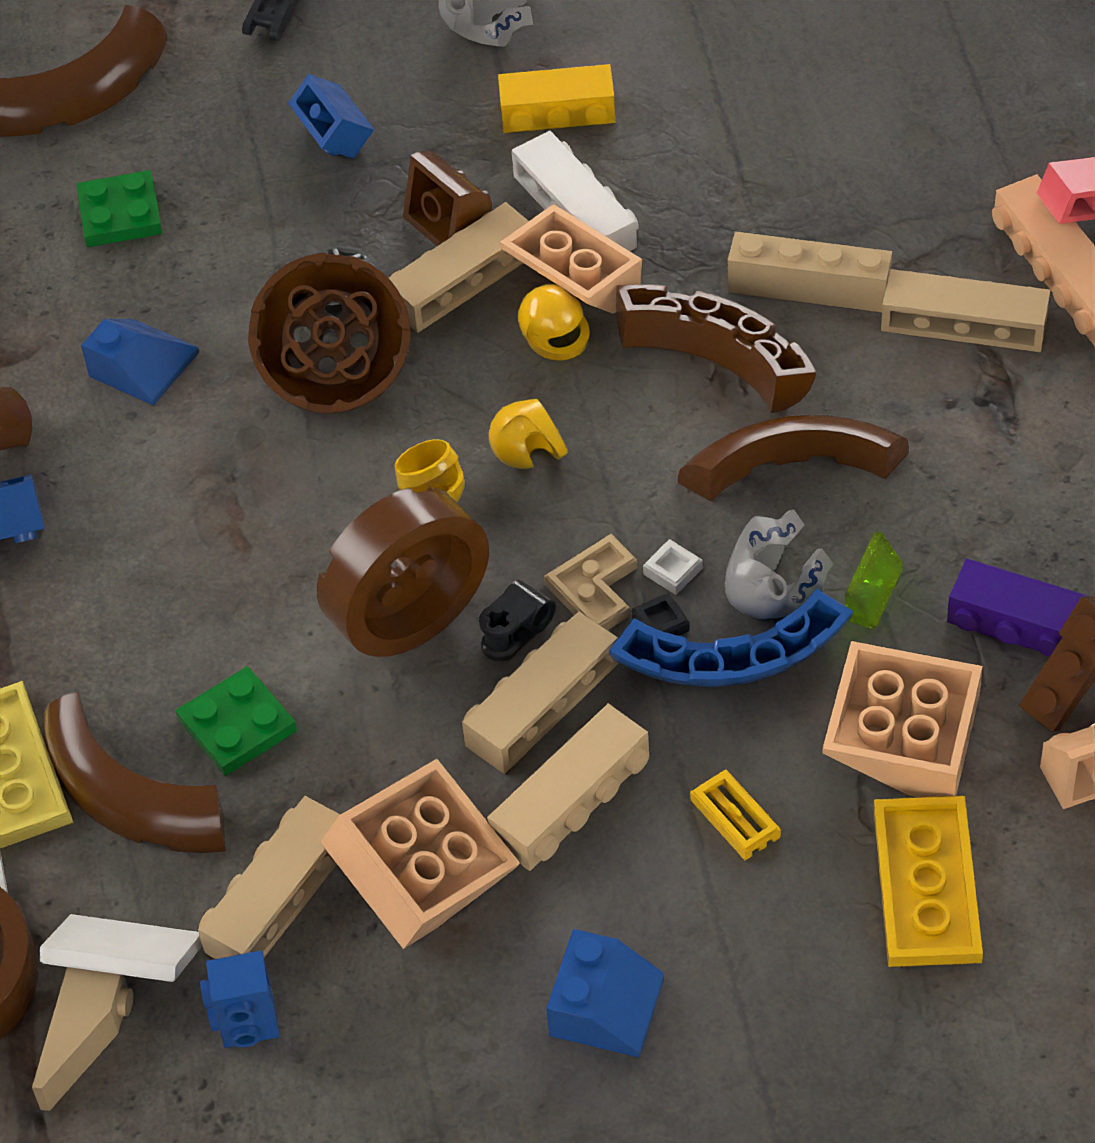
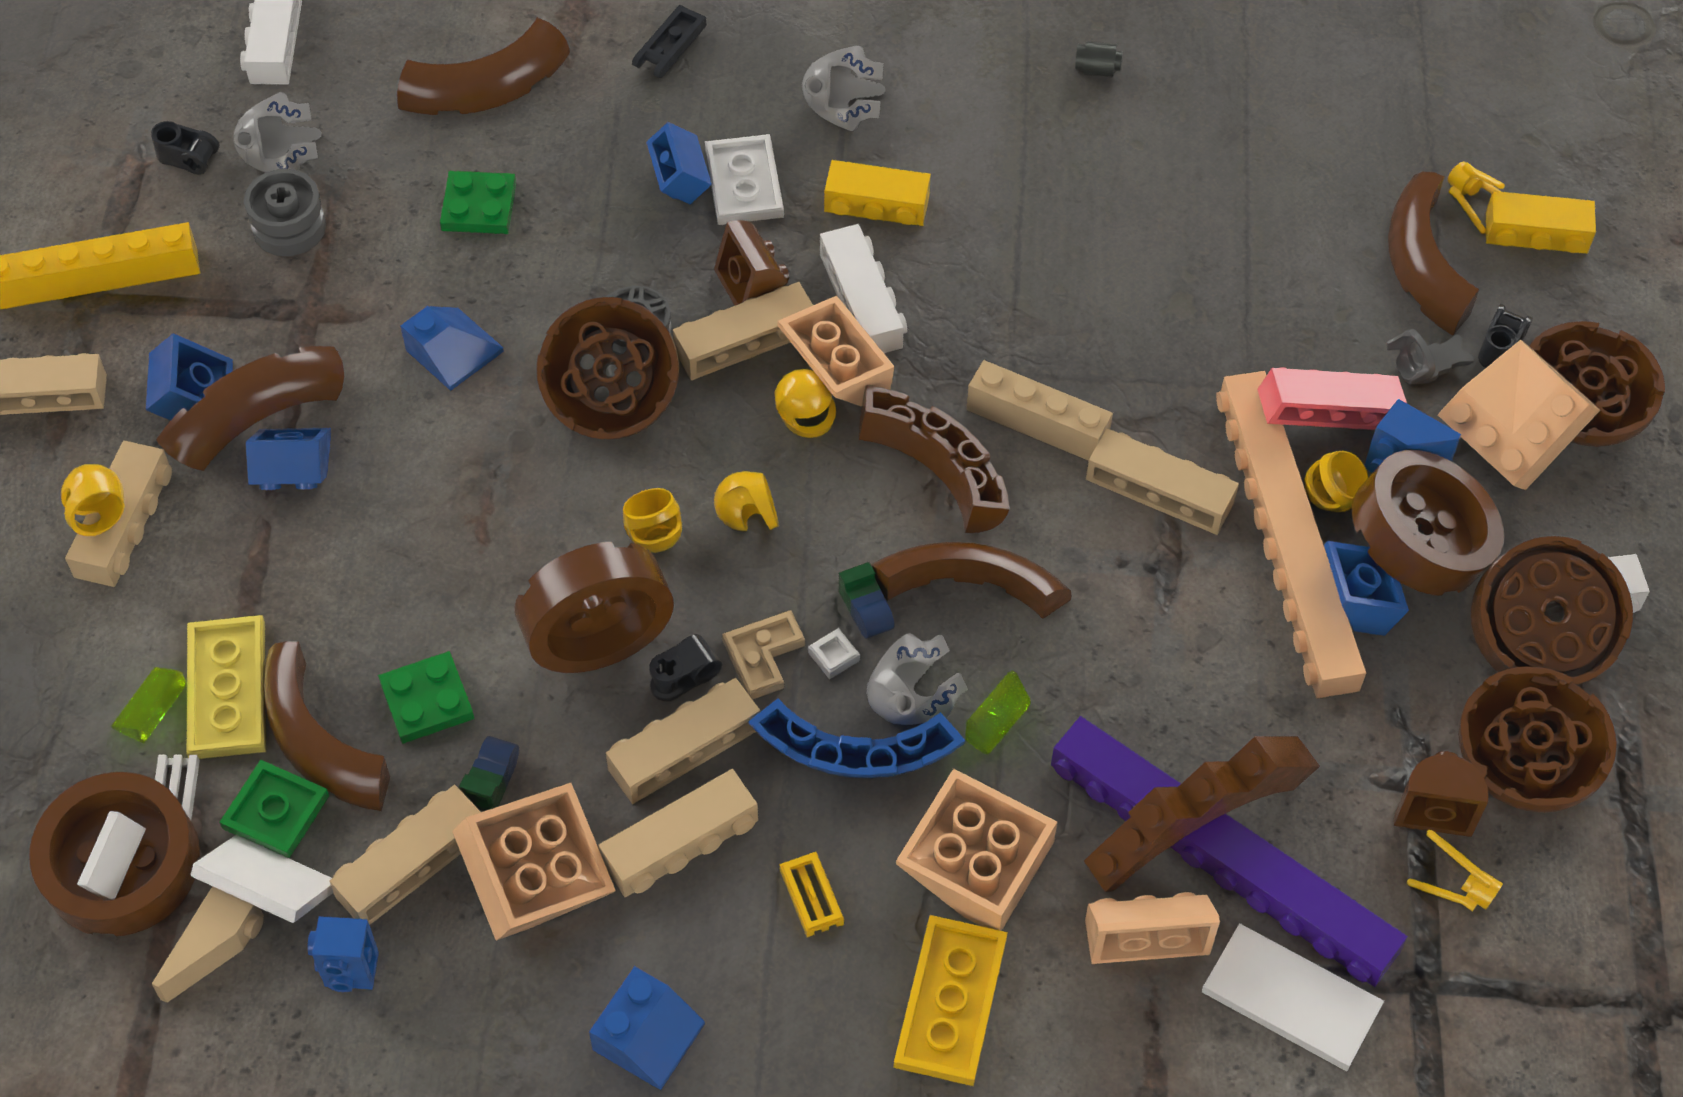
camera: 10 degrees right, 5 degrees up
(106, 875) = (274, 808): none -> green plate
(338, 774) = (490, 773): none -> leg
(405, 118) = (744, 179): none -> white tile
(663, 615) = (808, 698): black tile -> none
(689, 504) = (865, 600): none -> leg

